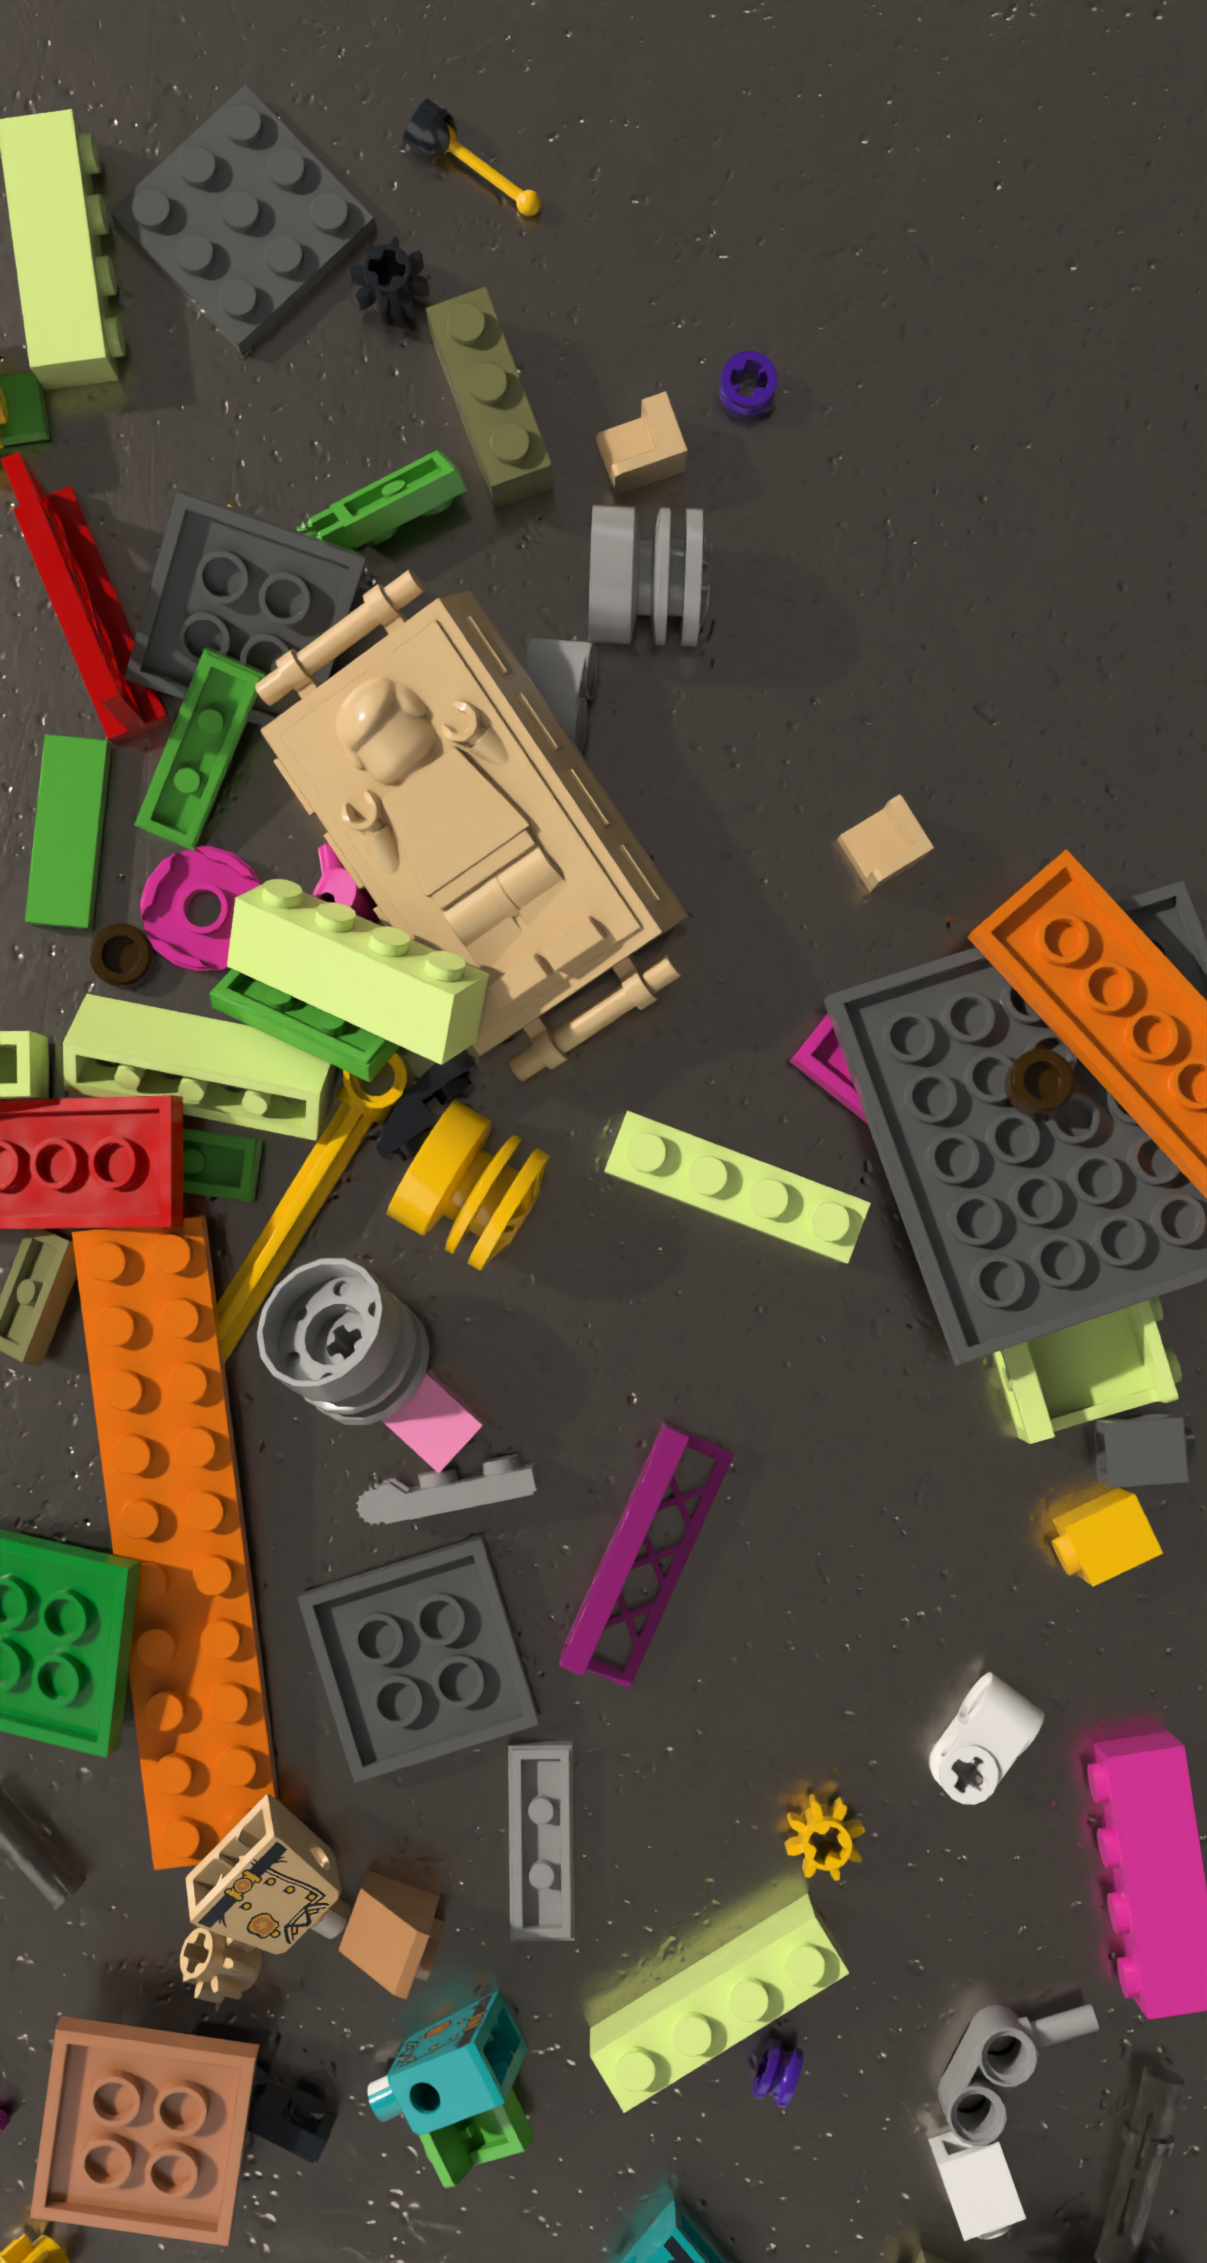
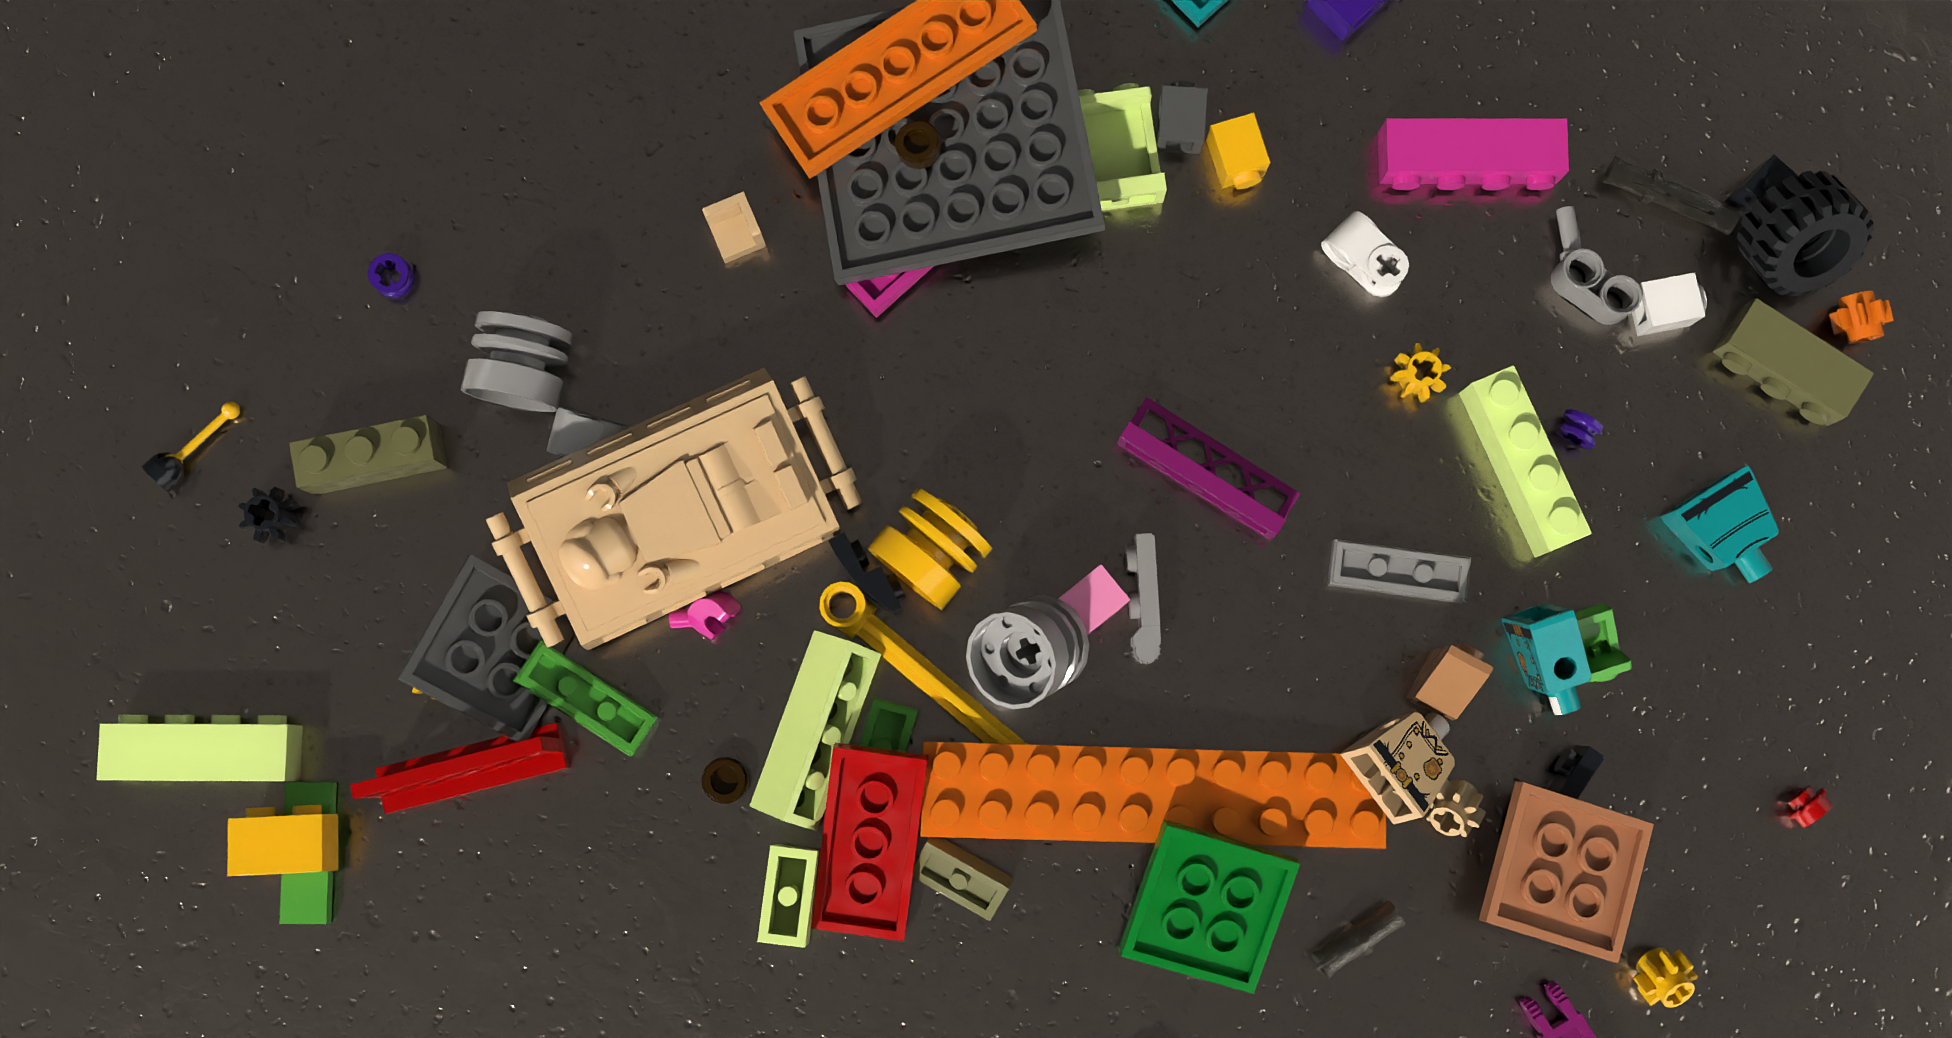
camera: 80 degrees left, 5 degrees down
(68, 832) = (628, 807): bright green tile -> none
(167, 902) = (728, 722): dark pink tile -> none
(243, 219) = (202, 616): dark grey plate -> none
(302, 1025) = (791, 647): bright green tile -> none
(357, 969) = (763, 603): yellowish green brick -> none
(381, 507) = (430, 538): bright green hinge -> none
(418, 1659) = (1260, 637): dark grey plate -> none
(644, 447) = (422, 354): tan panel -> none
(737, 1187) = (959, 365): yellowish green brick -> none

